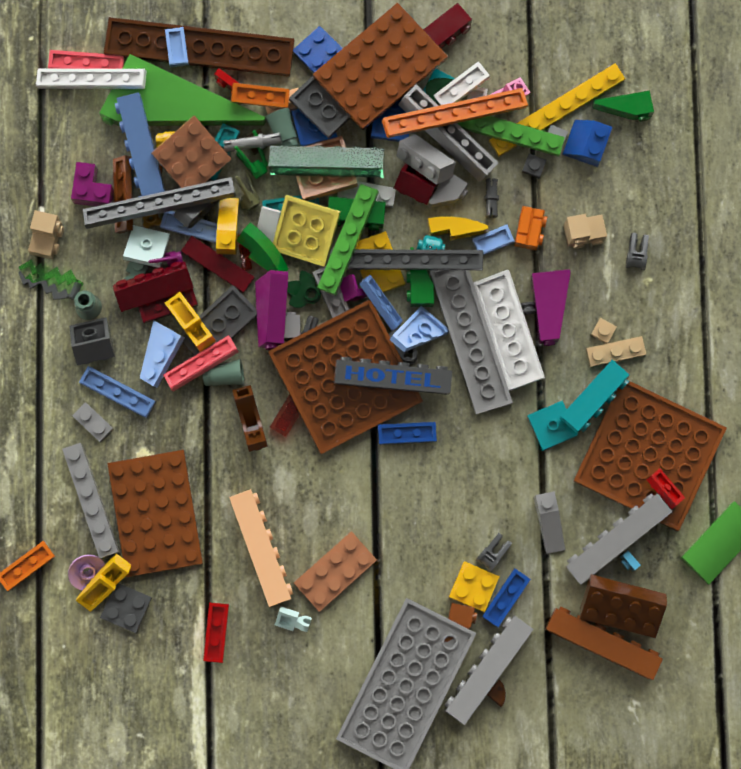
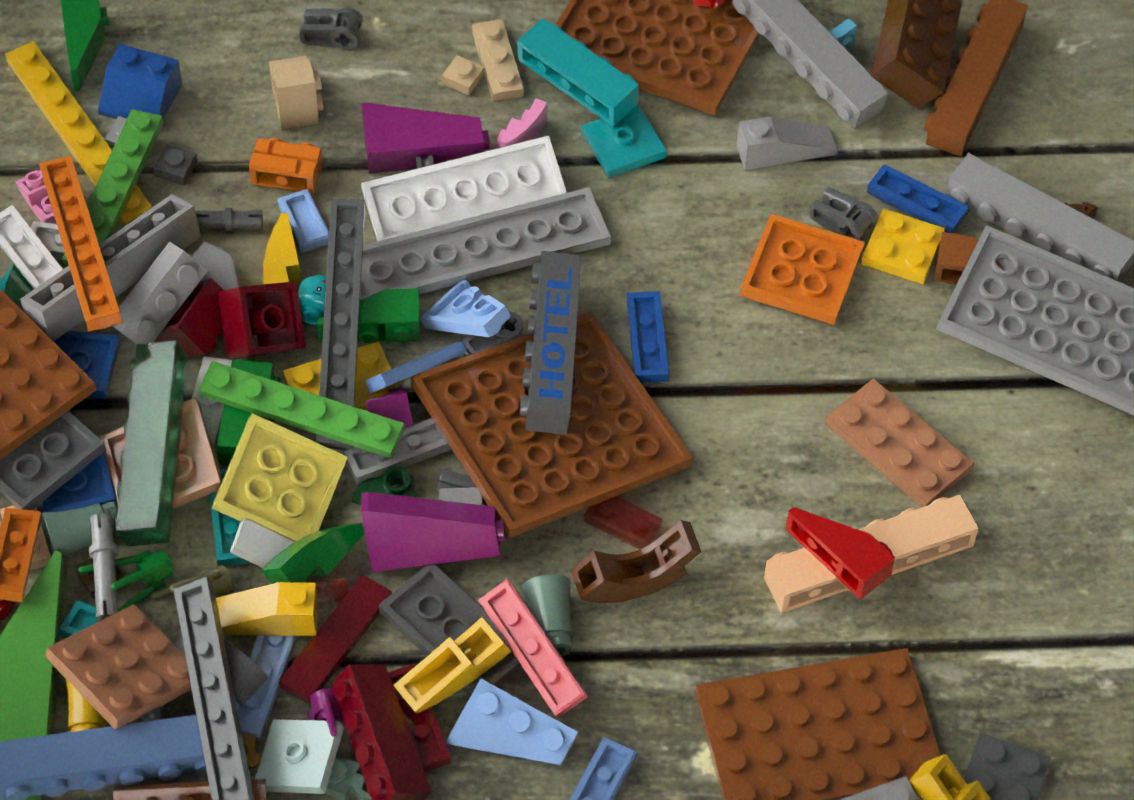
camera: 90 degrees left, 25 degrees down
(216, 632) = (1032, 623): red plate -> none
(246, 533) = (845, 551): none -> red slope
(289, 620) = (992, 505): light aqua plate -> none
(411, 217) = (261, 319): none -> dark red slope
(455, 525) = (802, 269): none -> orange plate
(550, 360) = (528, 128): none -> bright pink slope

